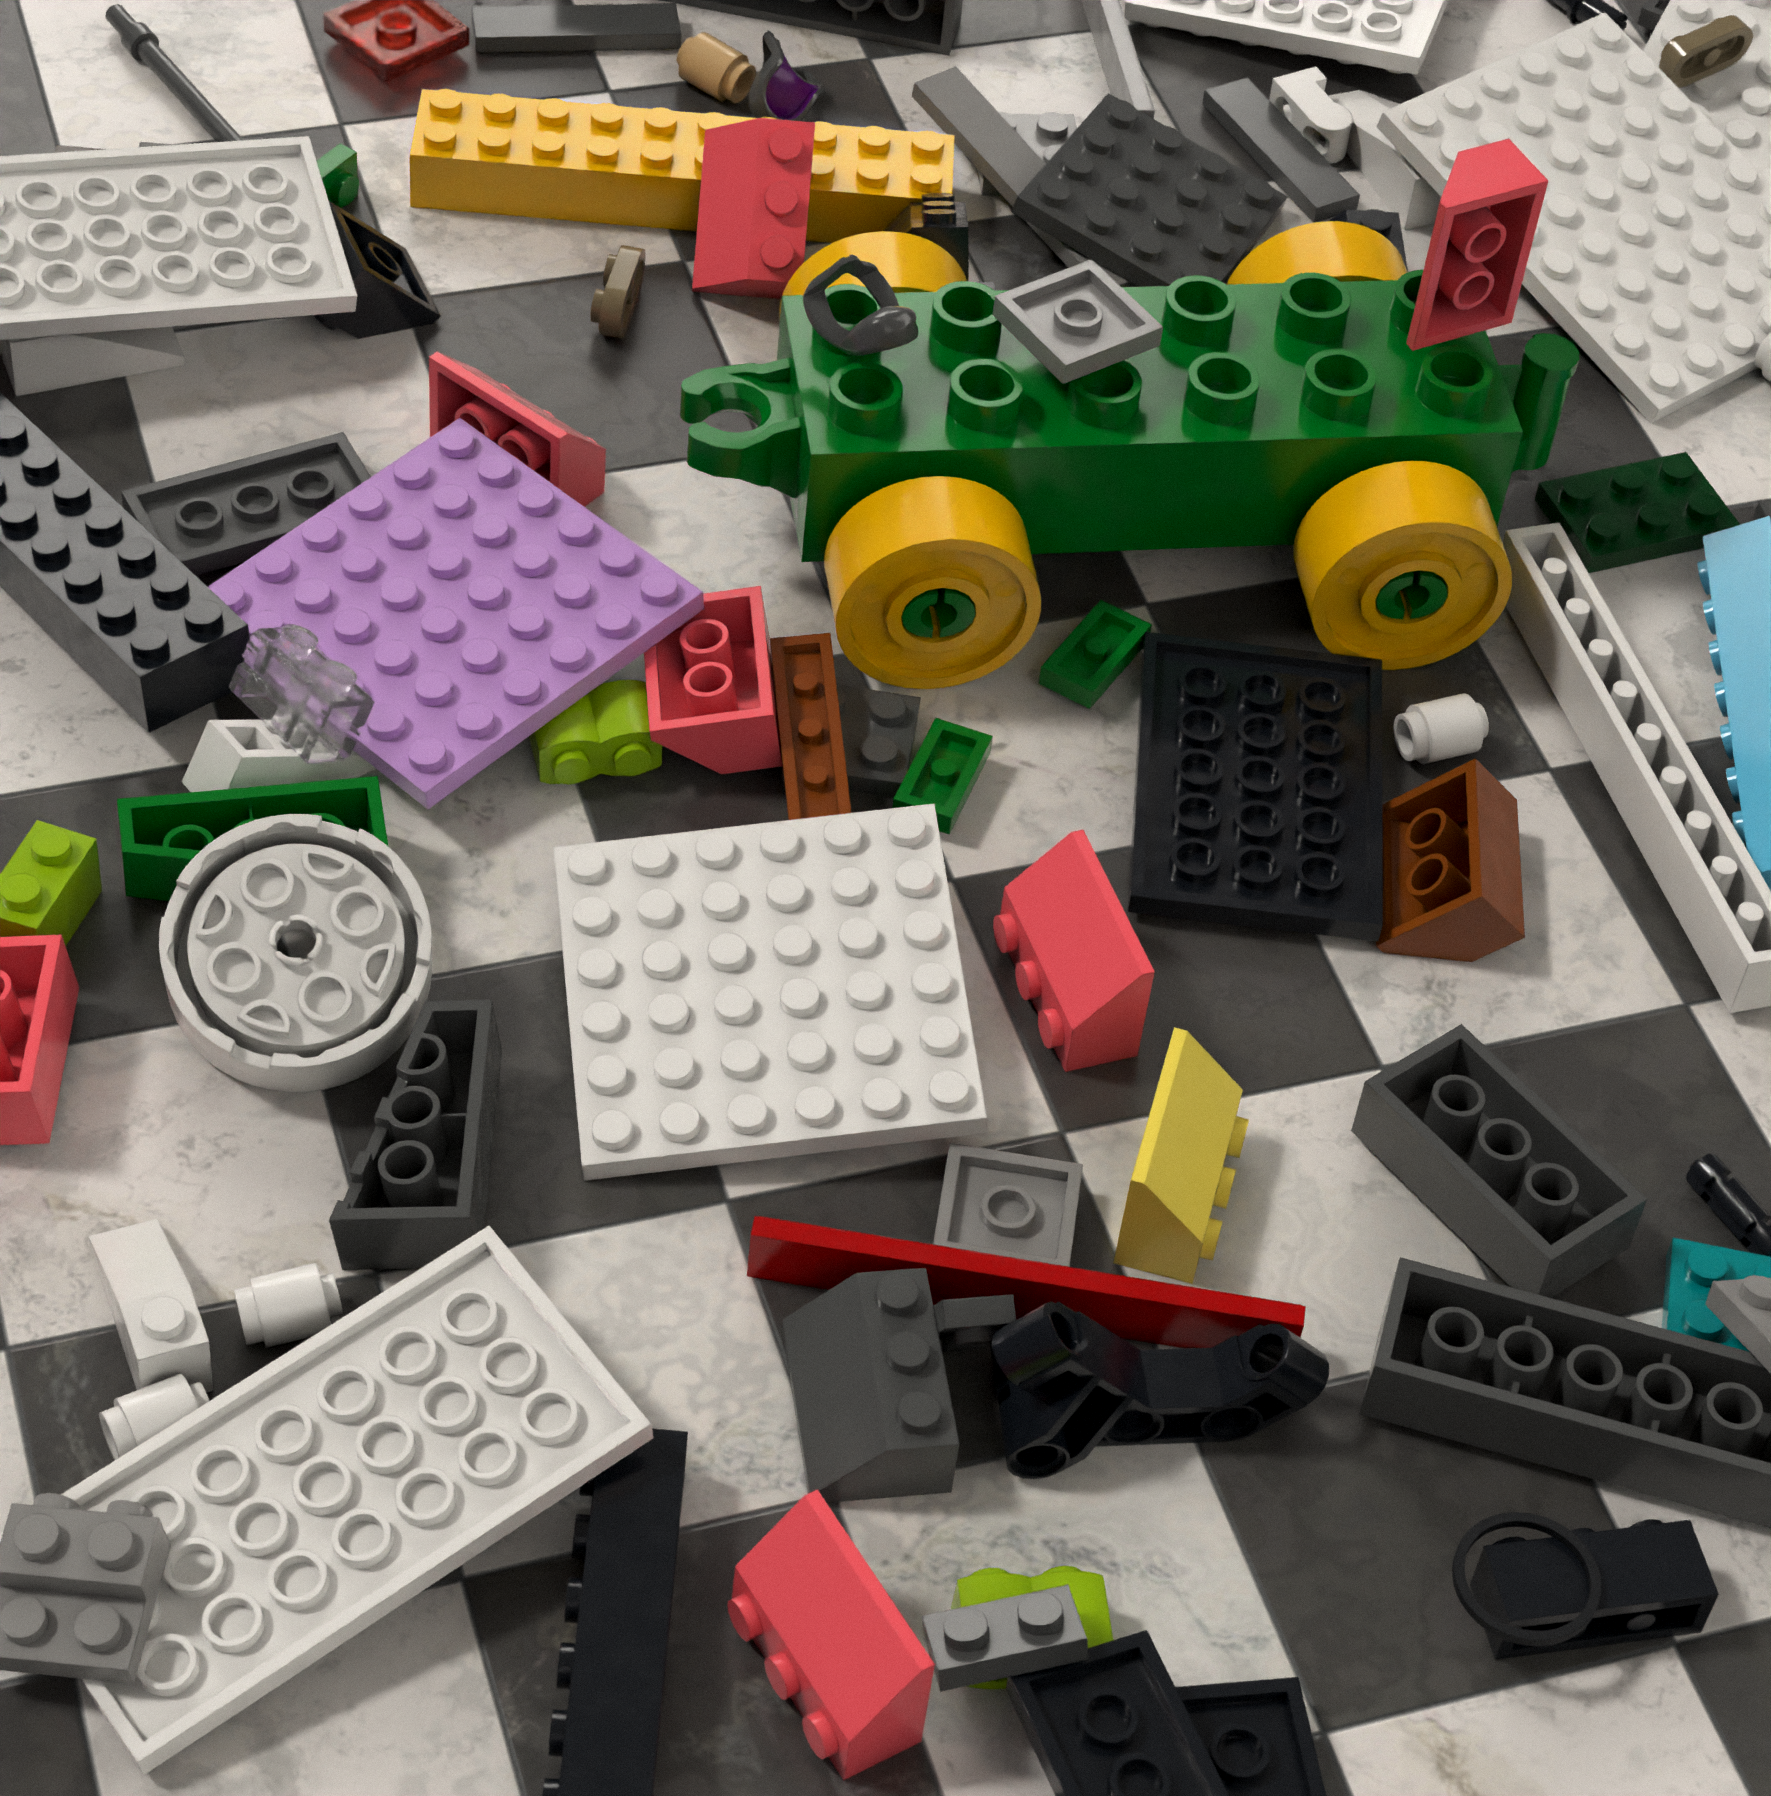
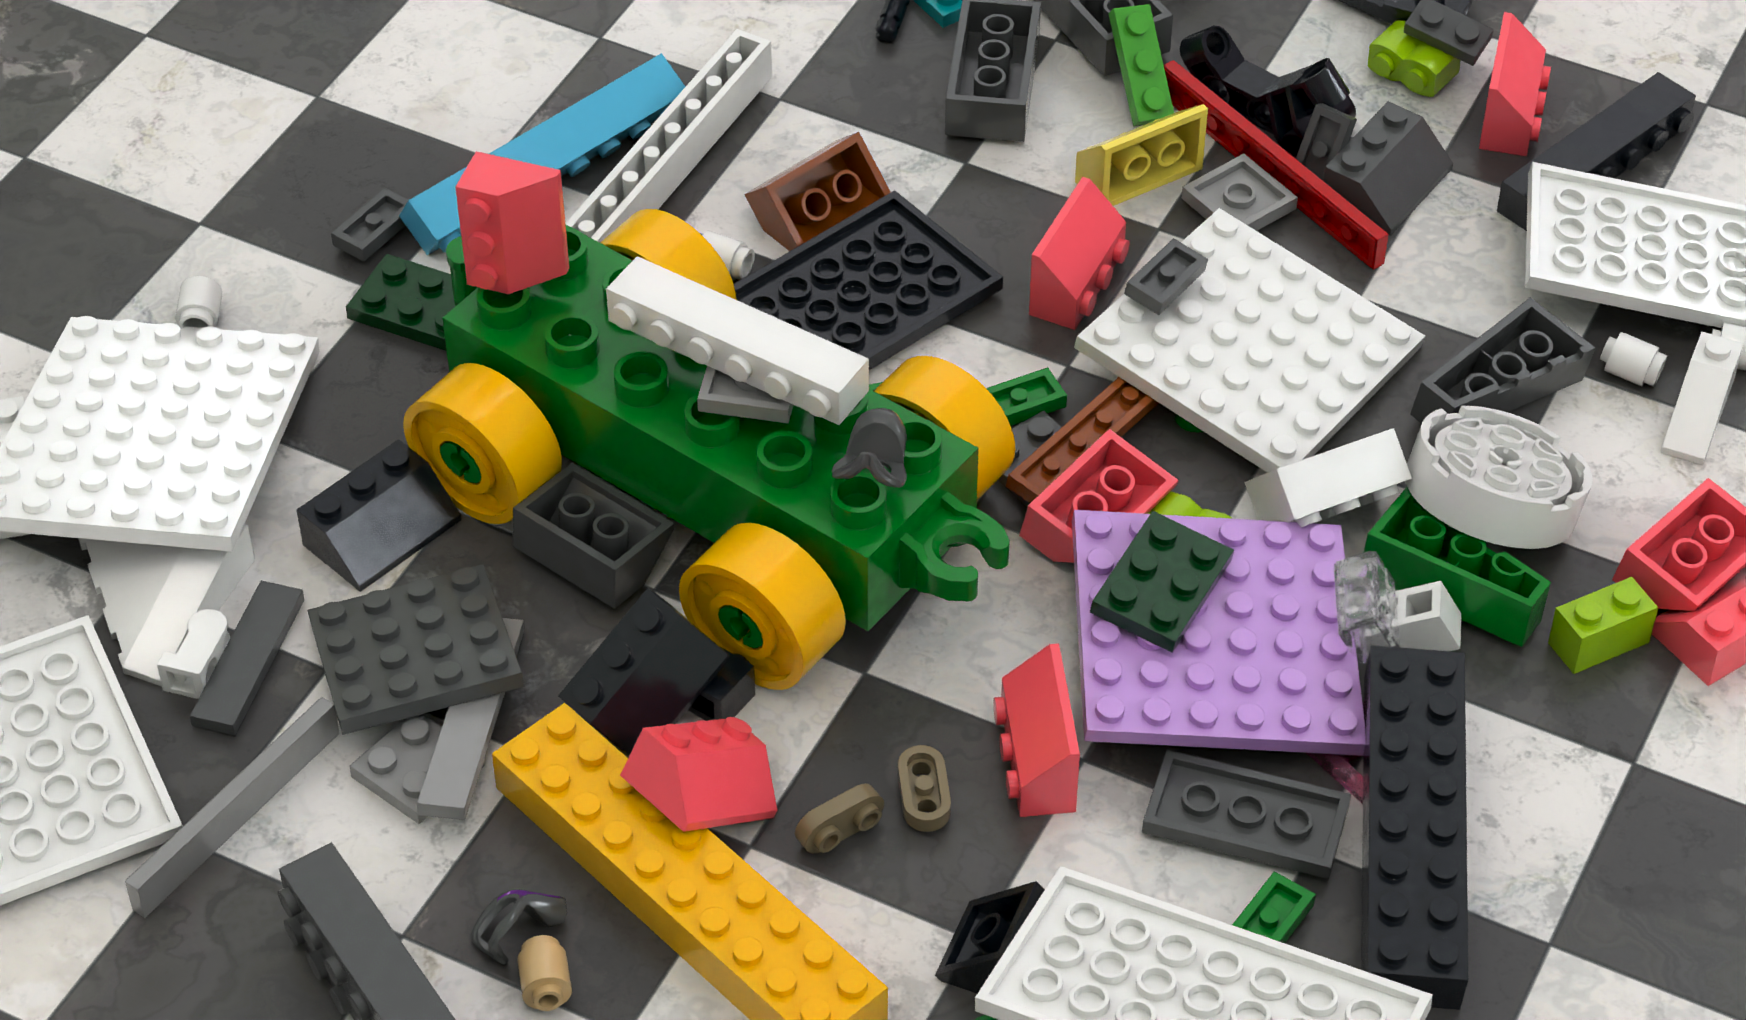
camera: 130 degrees left, 0 degrees up
(142, 430) = (1276, 908): none -> green plate
(490, 832) = (1331, 481): none -> white brick
(529, 565) = (1162, 581): none -> dark green plate
(580, 361) = (926, 791): none -> dark tan plate
(912, 914) = (1166, 276): none -> dark grey plate
(1116, 293) = (738, 340): none -> white brick
(1335, 1280) = (1141, 63): none -> bright green plate

